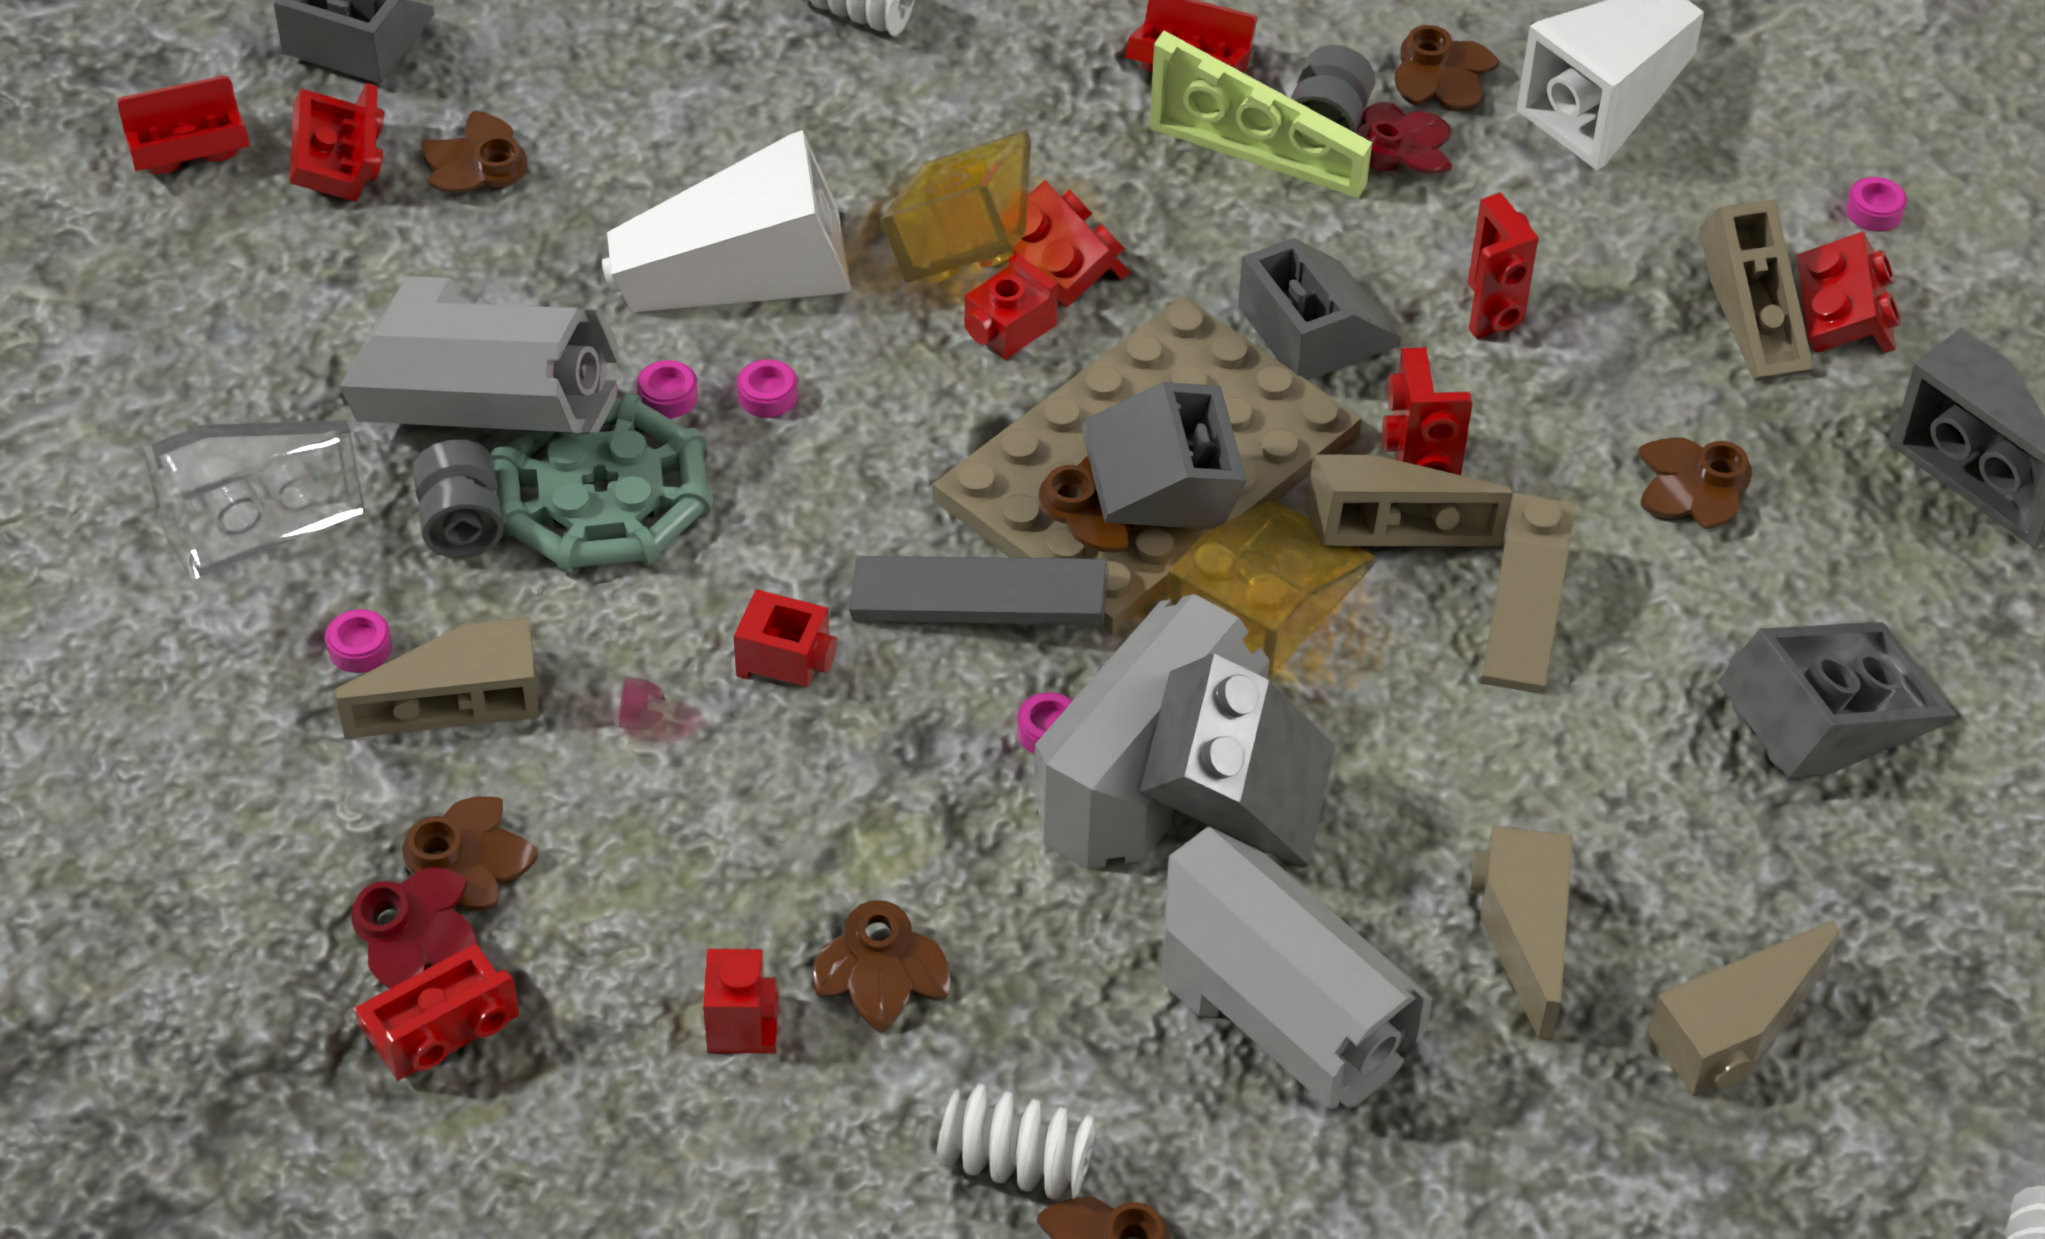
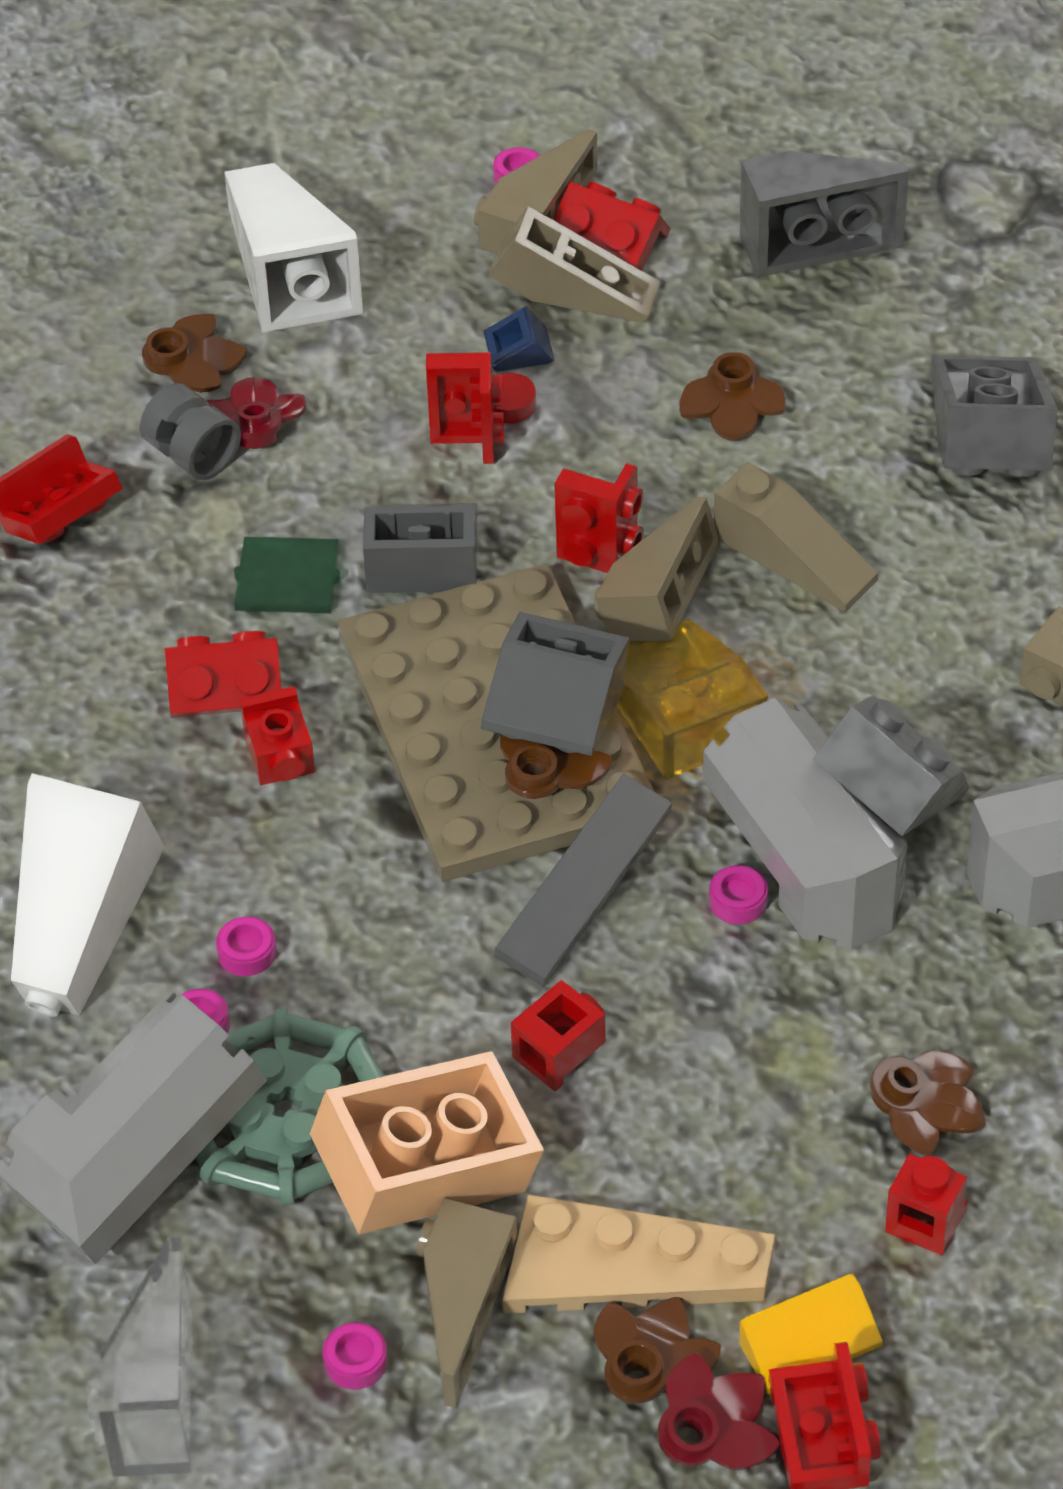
camera: 60 degrees left, 0 degrees up
(458, 499) = (244, 1210): dark grey wheel -> none
(550, 968) = (808, 1326): none -> yellow slope
(565, 799) = (606, 1254): none -> tan wing
(580, 575) = (424, 1138): none -> light nougat brick
(634, 704) = (571, 1163): clear pink hinge -> none
(961, 210) = (150, 715): clear yellow slope -> none
(1214, 241) = (287, 575): none -> clear green piece
(1243, 118) = (176, 492): yellowish green wing -> none
(1562, 313) = (518, 398): none -> red tile
(1645, 294) = (518, 341): none -> dark blue slope
(1824, 211) = (535, 185): none -> dark tan slope

